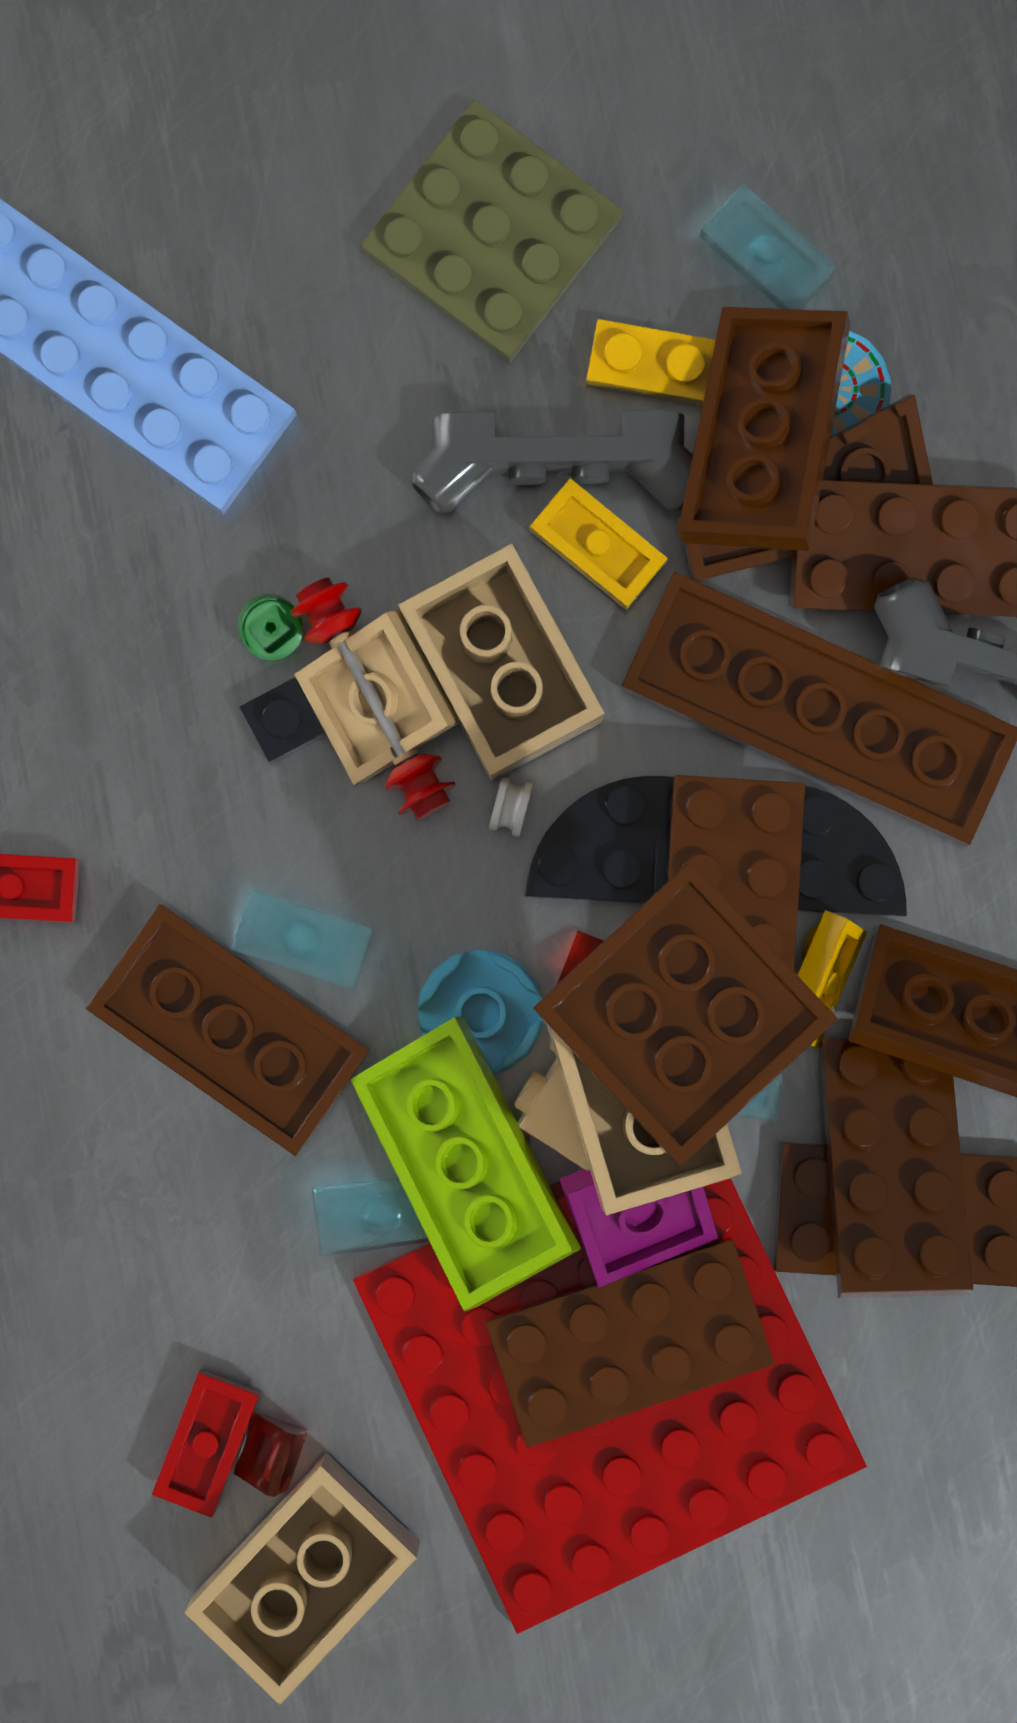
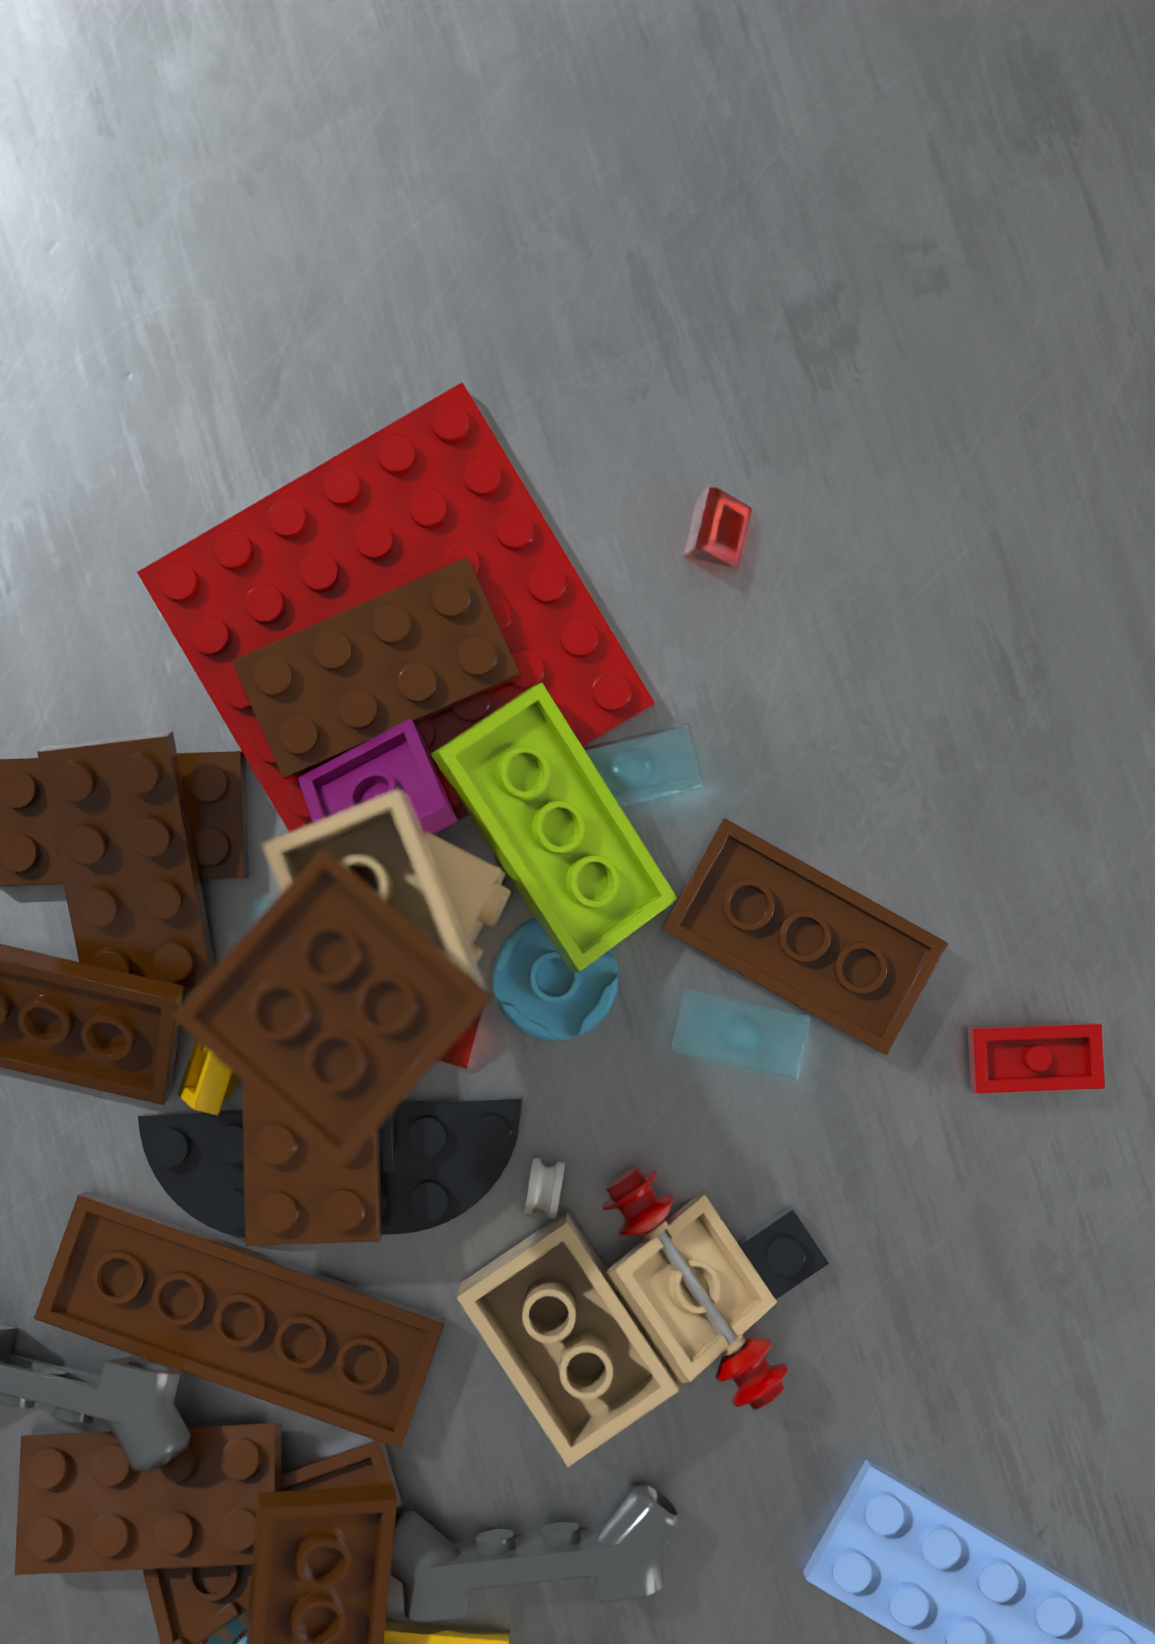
camera: 175 degrees right, 0 degrees up
(206, 1443) = (781, 532): red plate -> none
(269, 627) = (807, 1348): green tile -> none
(303, 1578) = (673, 412): tan brick -> none
(598, 544) = (481, 1468): yellow plate -> none

